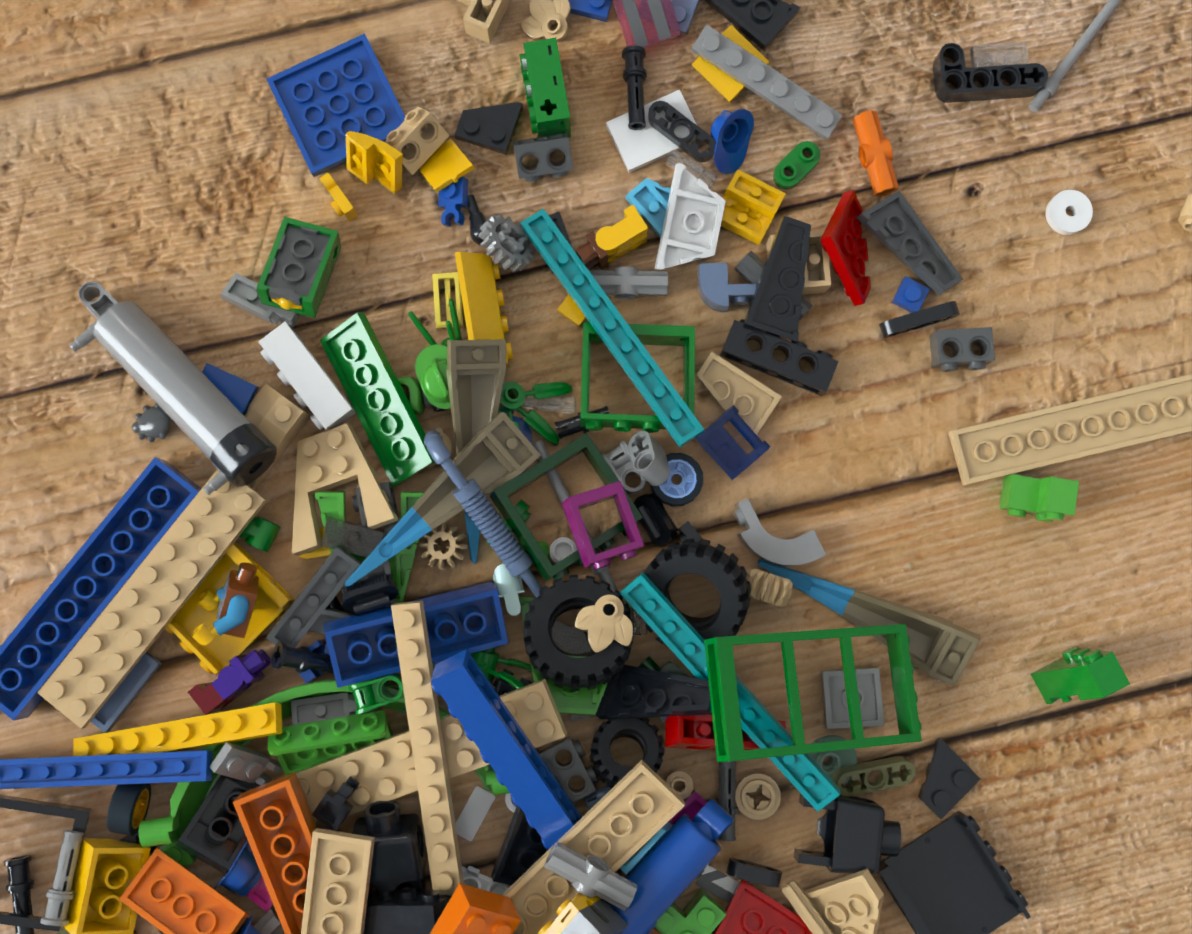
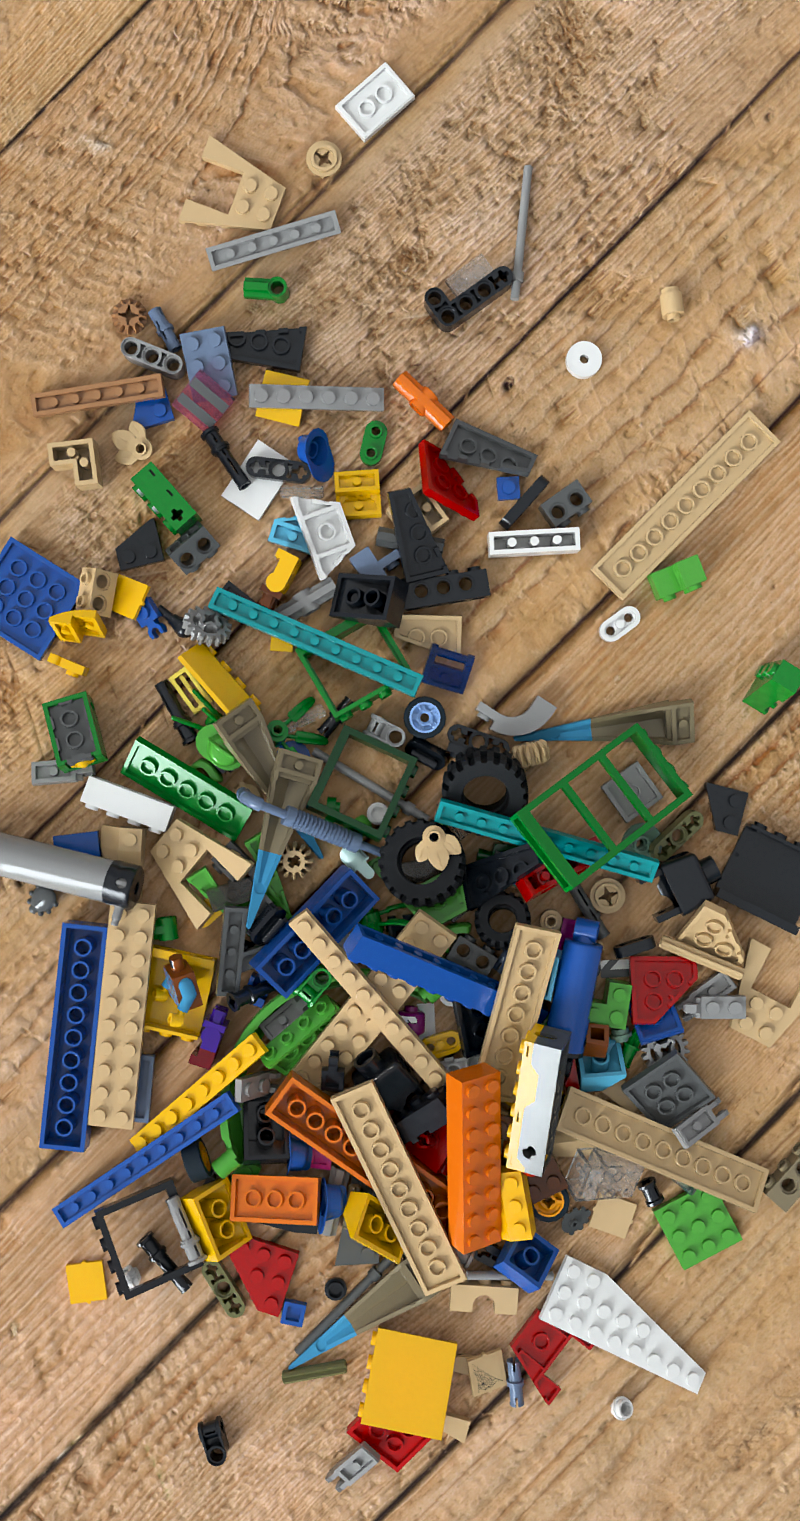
camera: 30 degrees left, 5 degrees up
(419, 306) = (173, 706): none -> black pin
(463, 800) = (414, 1018): none -> magenta head
(474, 848) = (441, 1047): none -> yellow plate
(571, 508) = (380, 795): magenta window -> none
(575, 730) = (458, 928): none -> bright green hair
(590, 876) = (528, 1016): light grey piece -> none
(649, 458) = (397, 716): light grey beam -> none
(696, 317) = (369, 599): none -> black slope
(738, 552) = (464, 730): none -> black beam
(905, 365) = (533, 542): none -> white brick
(945, 509) = (619, 624): none -> white plate

